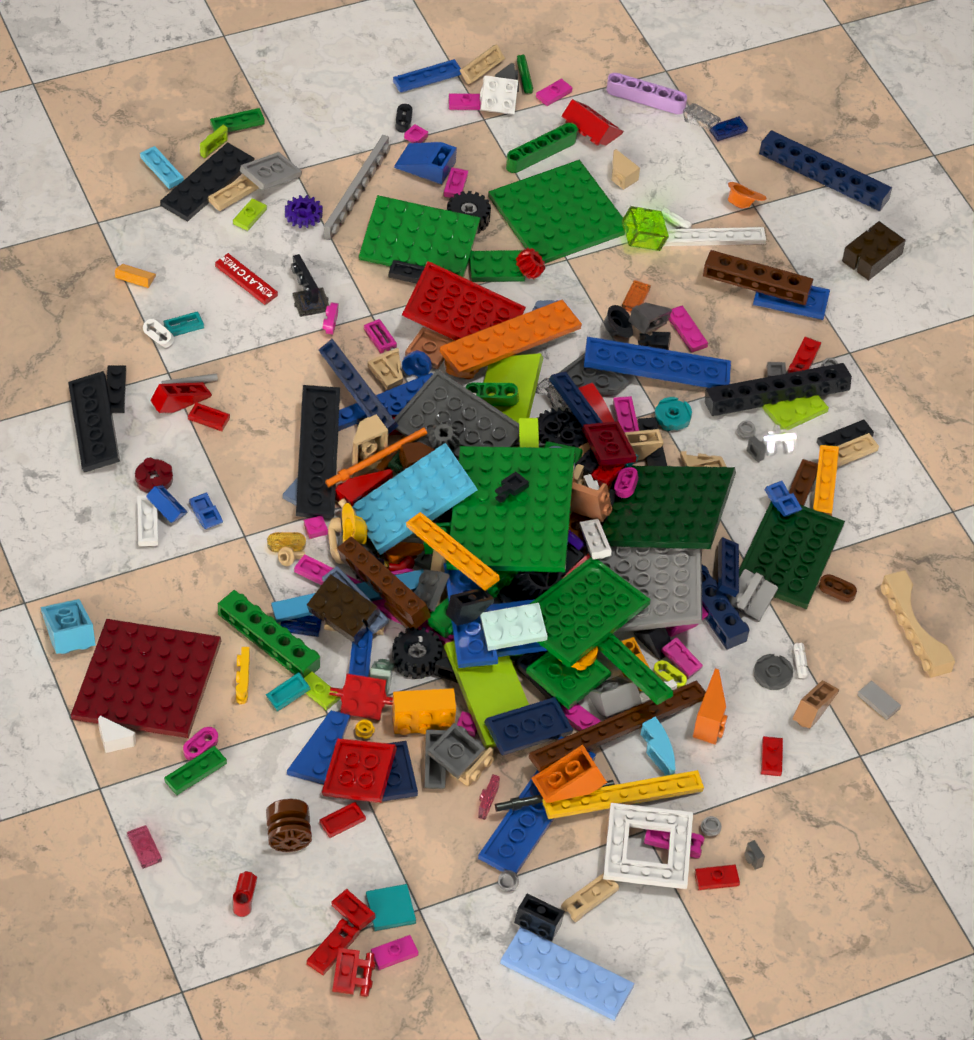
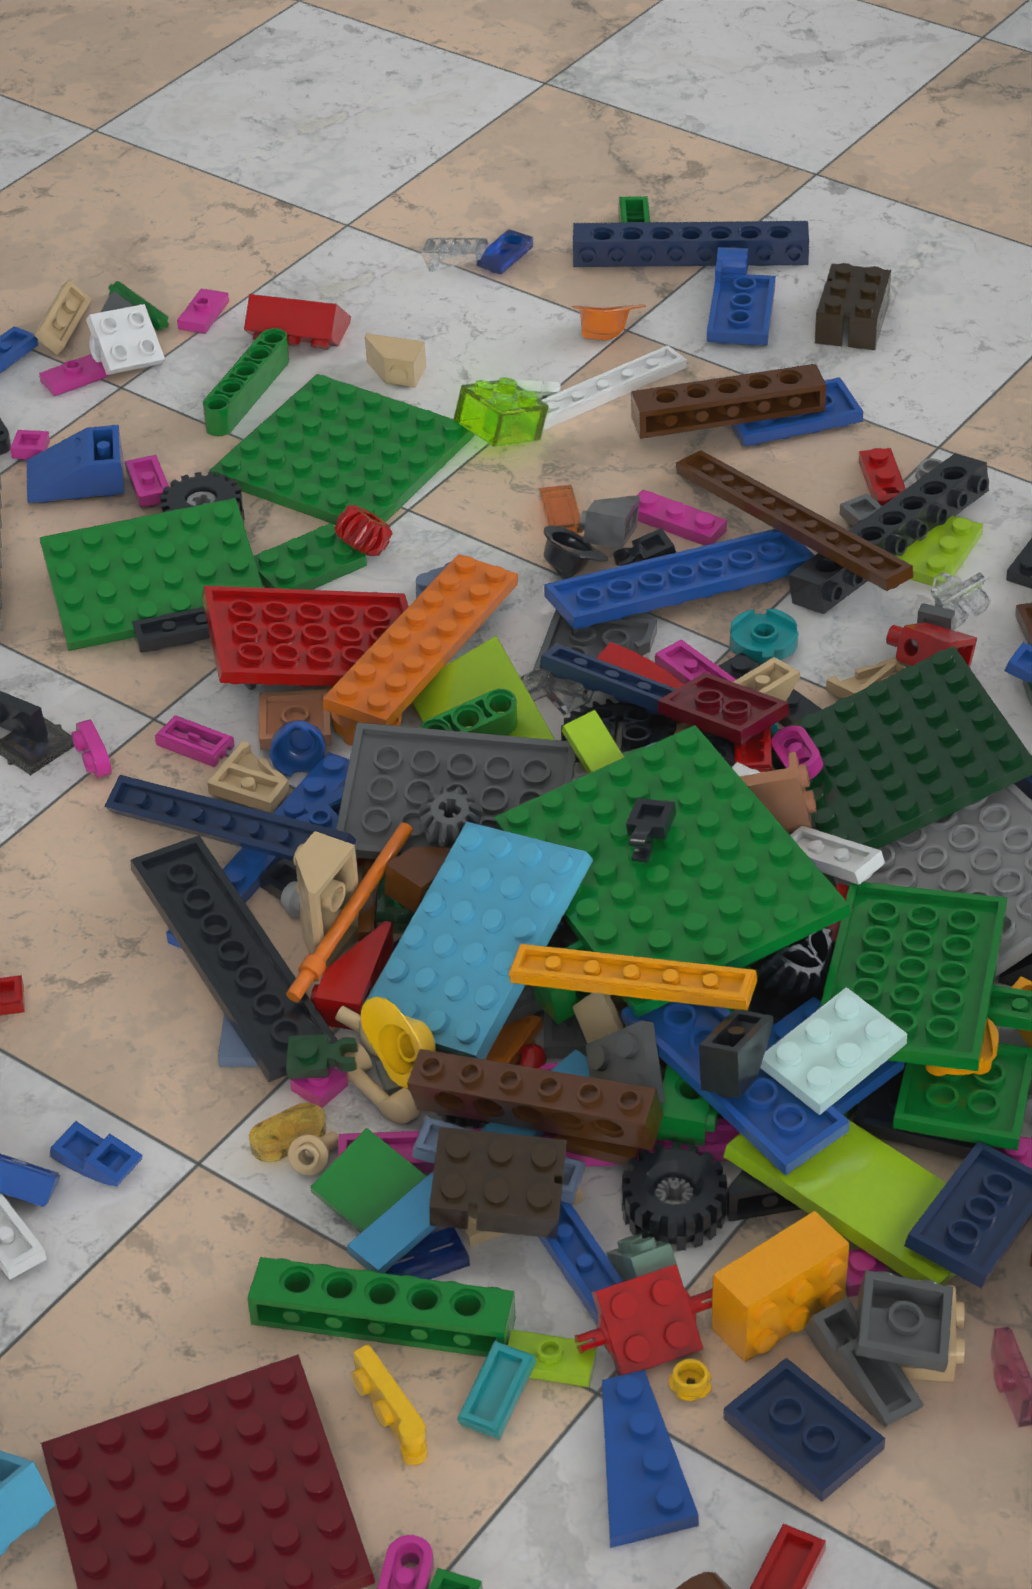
camera: 25 degrees left, 10 degrees down
(299, 579) = (366, 1181): none -> green tile
(318, 514) = (313, 1055): none -> dark green plate
(359, 770) = (751, 1458): red plate -> none
(646, 93) = (346, 256): lavender beam -> none
(731, 360) = (795, 521): none -> reddish brown plate
(744, 460) = (923, 640): none -> red torso
(746, 429) = (892, 606): light grey plate -> none
(816, 131) = (633, 209): none -> green slope
(828, 199) = (739, 301): none -> blue hinge

